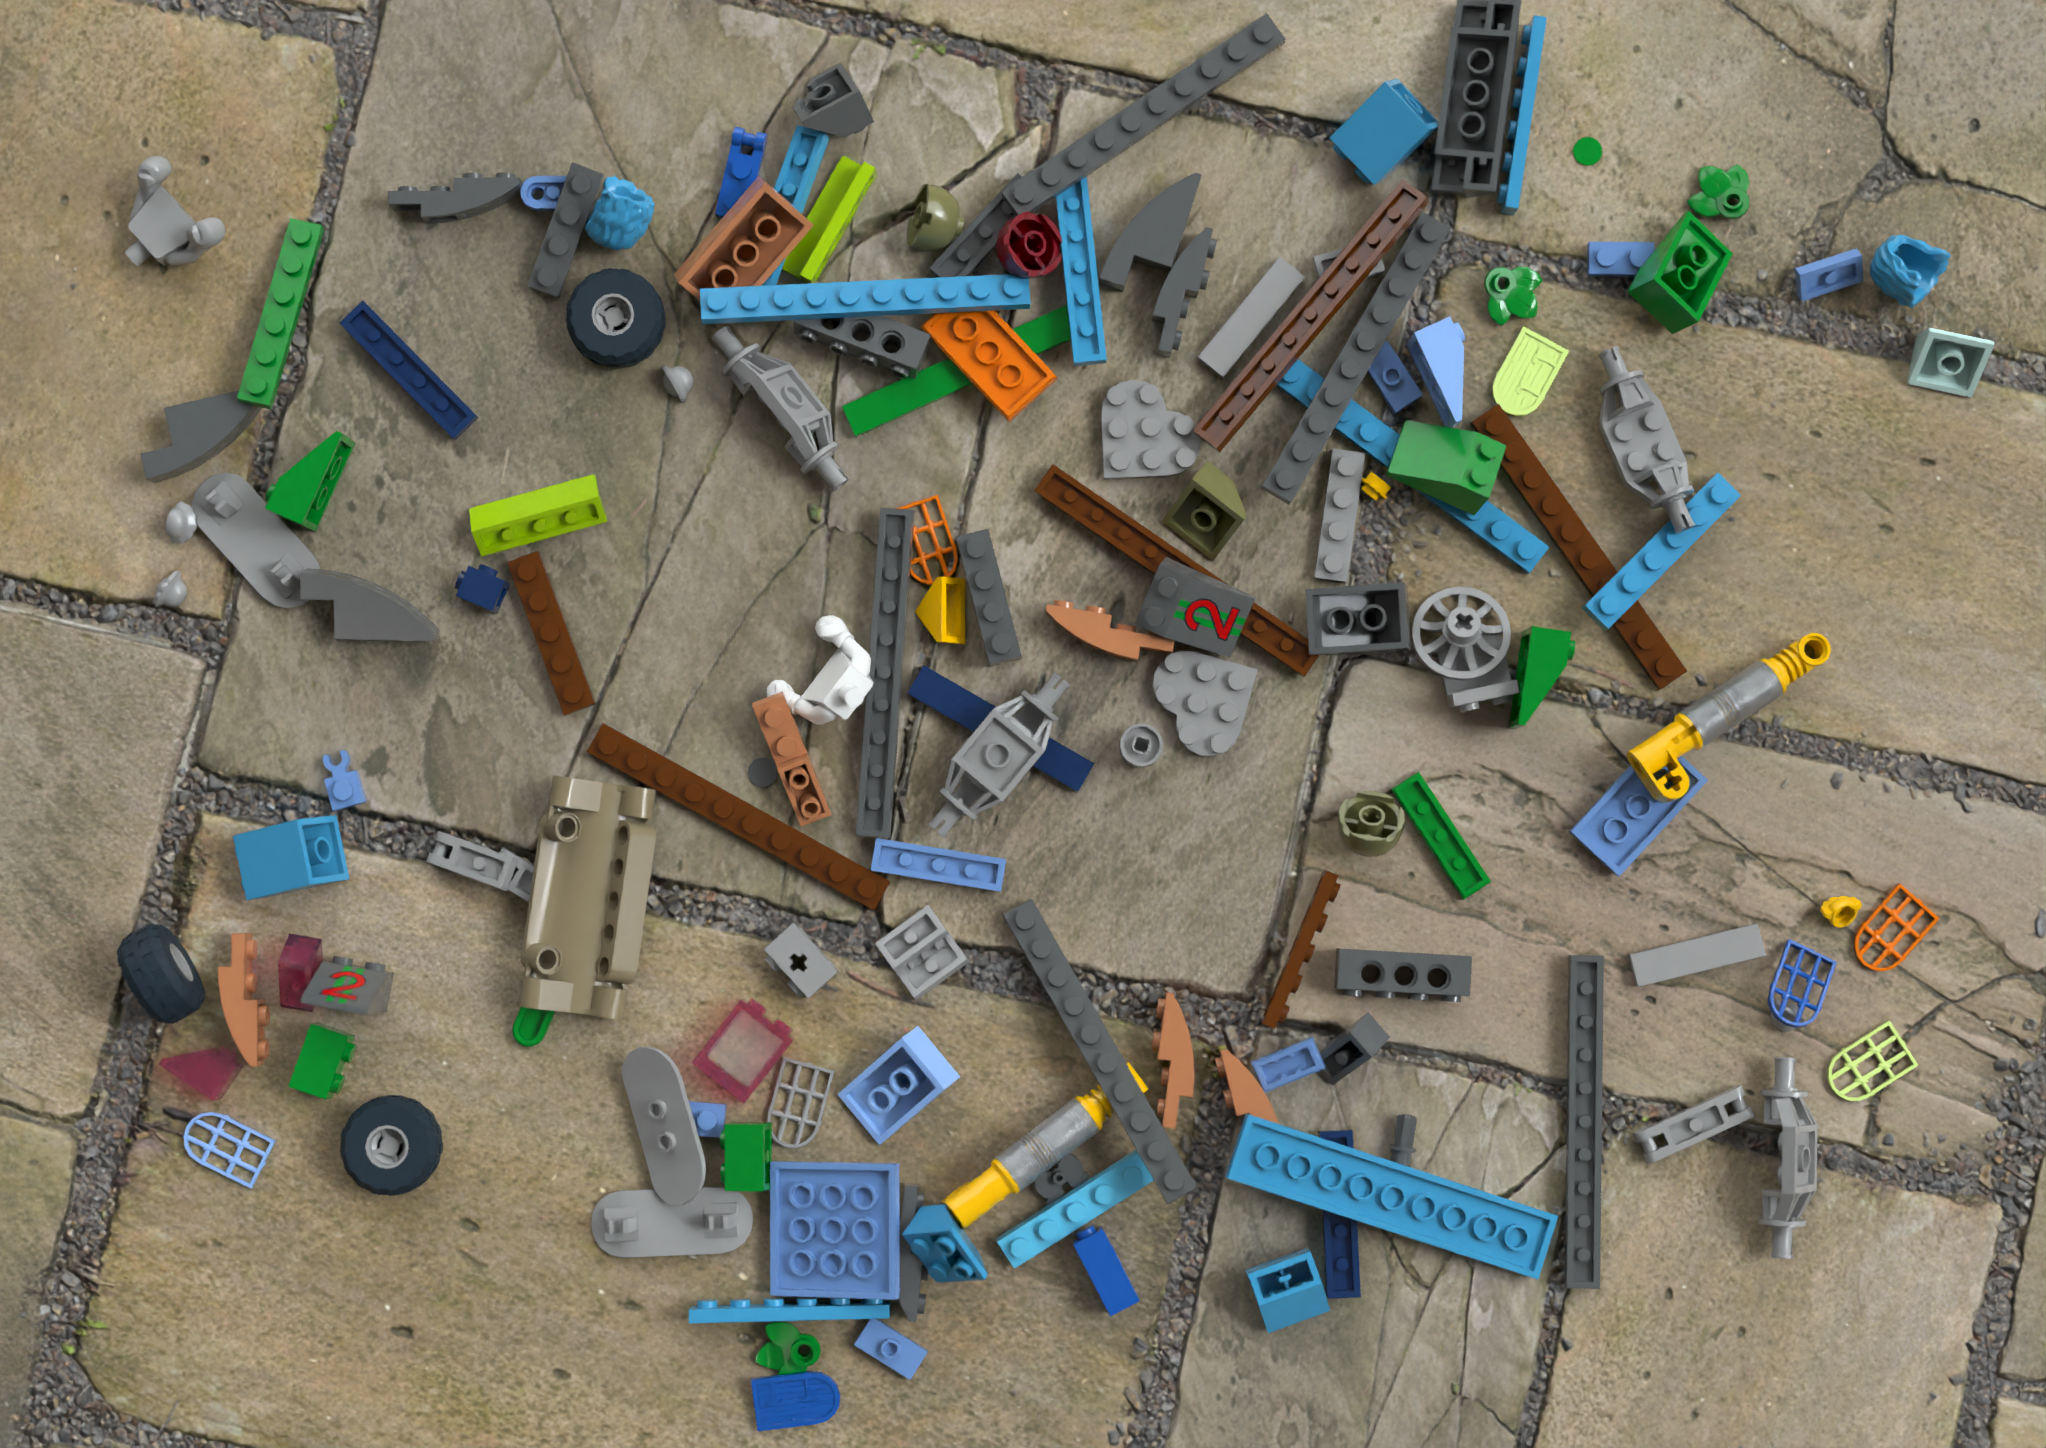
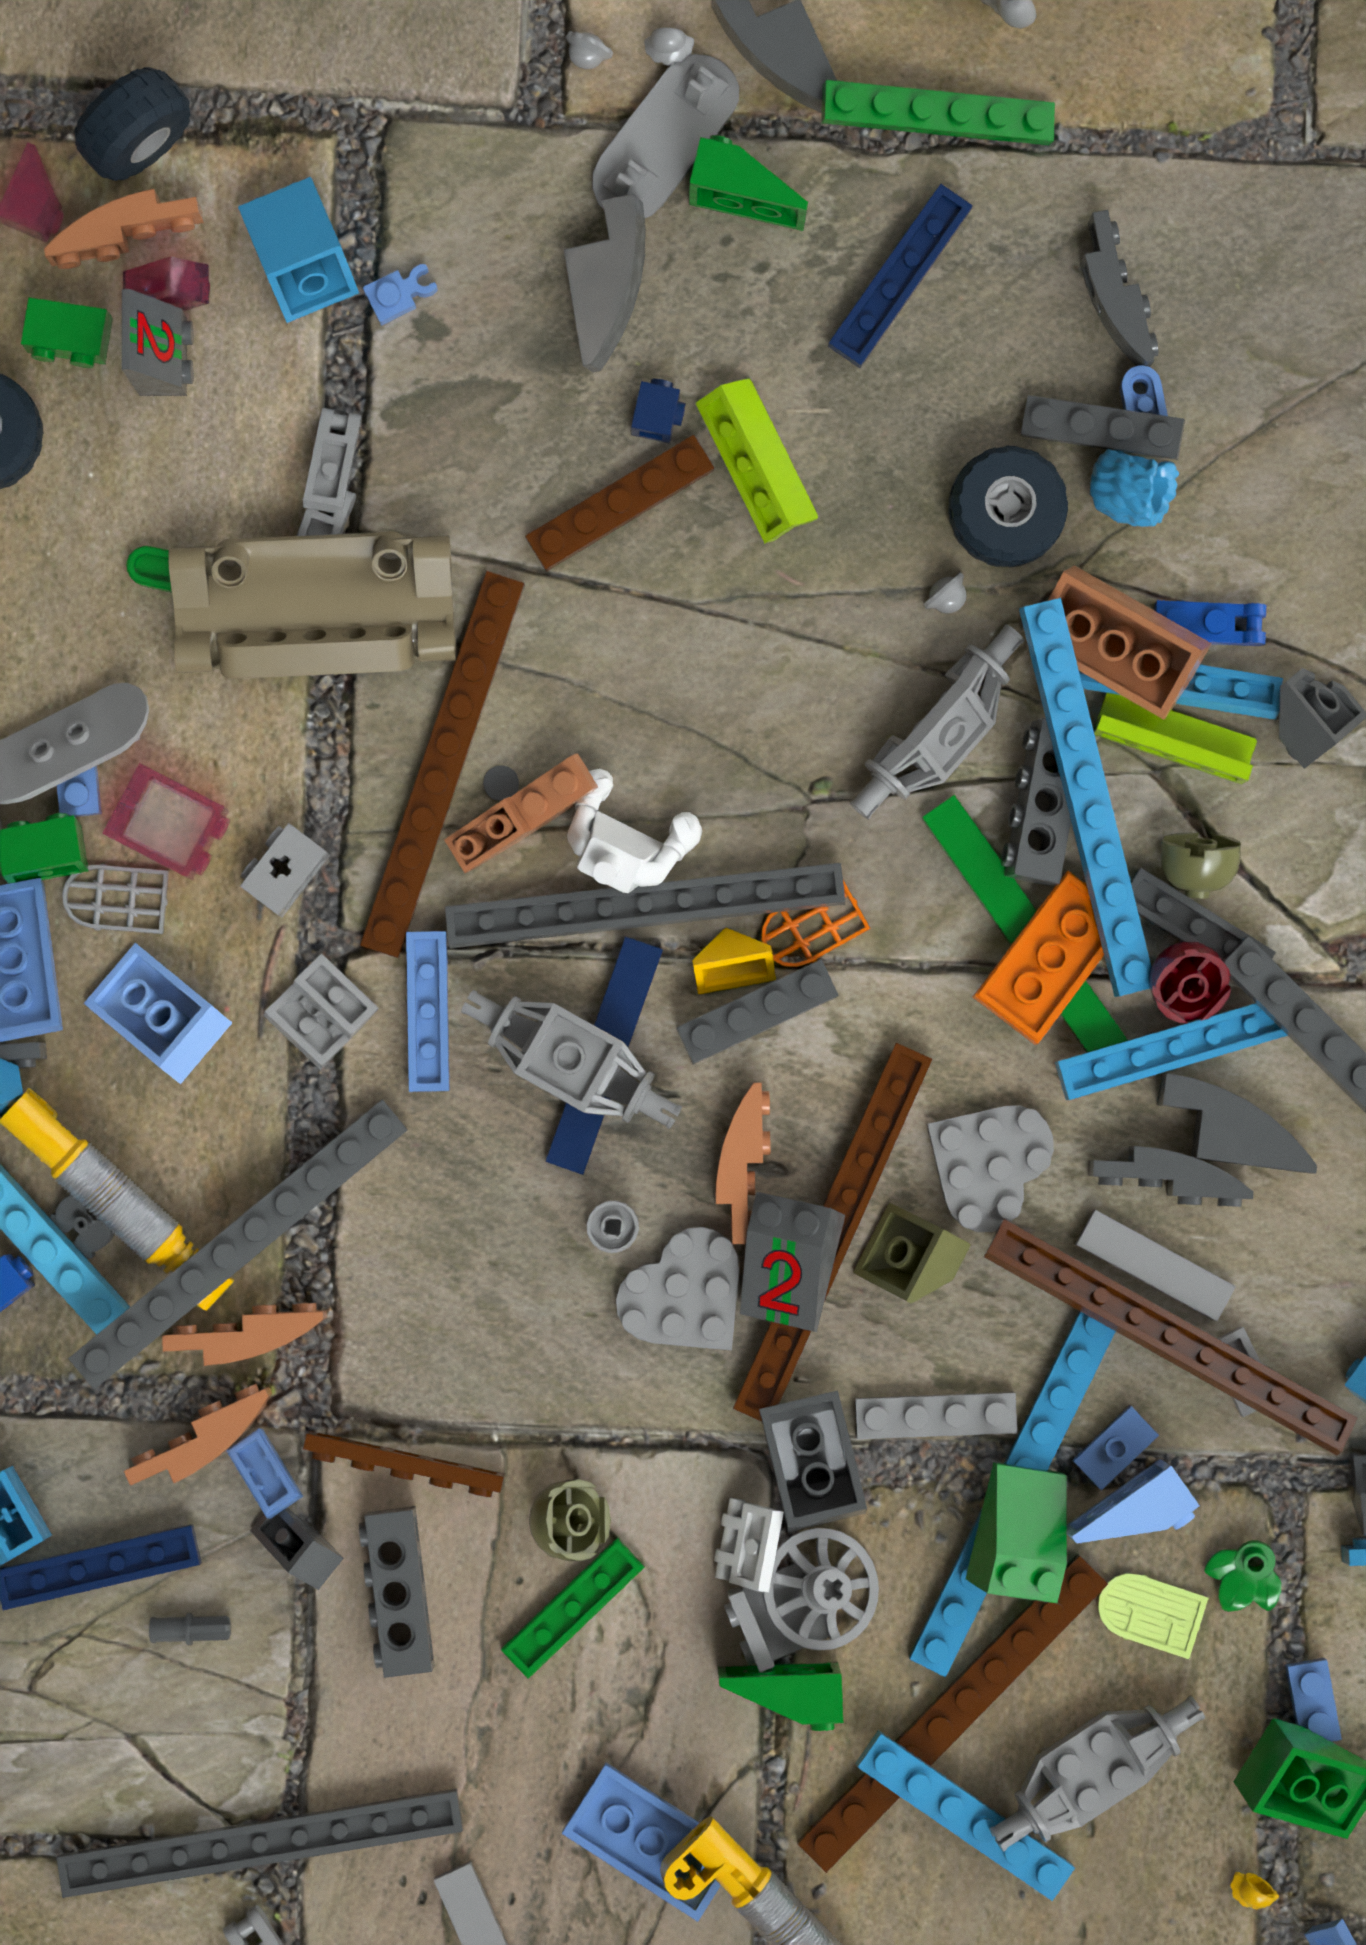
camera: 75 degrees right, 0 degrees up
(1355, 358) = (1129, 1401): dark grey plate -> none
(1375, 486) = (978, 1452): yellow plate -> none
(1391, 1196) = (127, 1626): dark azure plate -> none
(1419, 678) = (748, 1544): none -> white plate
(1760, 335) = (1252, 1891): none -> yellow piece

